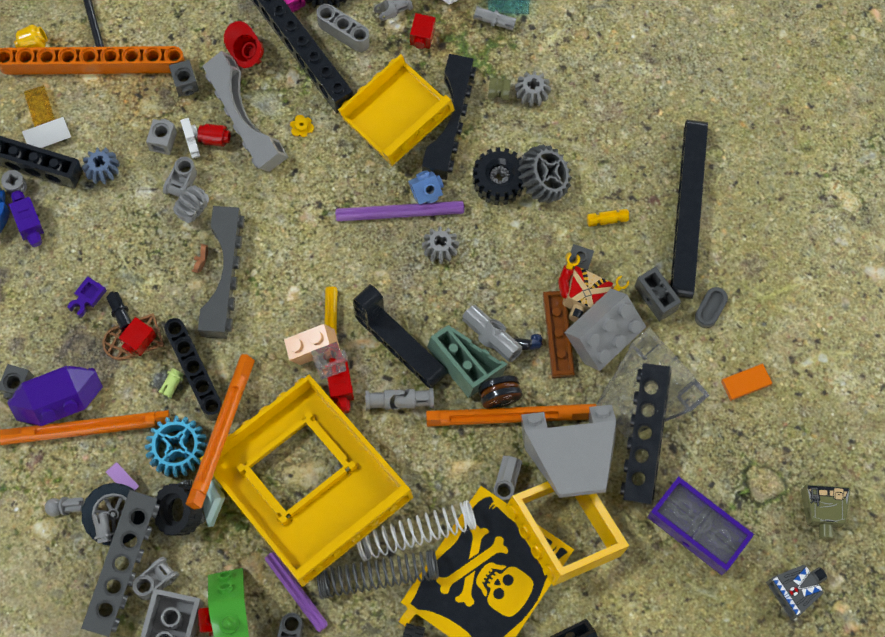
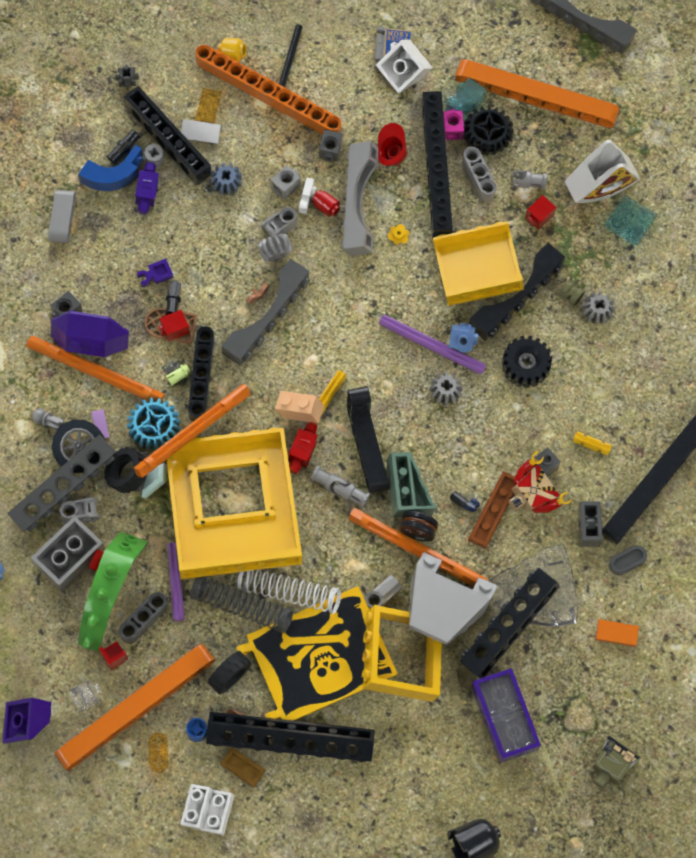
camera: 30 degrees right, 0 degrees up
(102, 528) = (64, 450): light grey pin -> none
(328, 369) = (299, 432): clear brick -> none
(492, 333) = (441, 479): light grey piece -> none
(494, 18) = (605, 234): light grey pin -> none
(544, 173) = (566, 384): dark grey gear -> none
(605, 329) = (529, 526): light grey brick -> none
(797, 589) = (550, 807): torso -> none

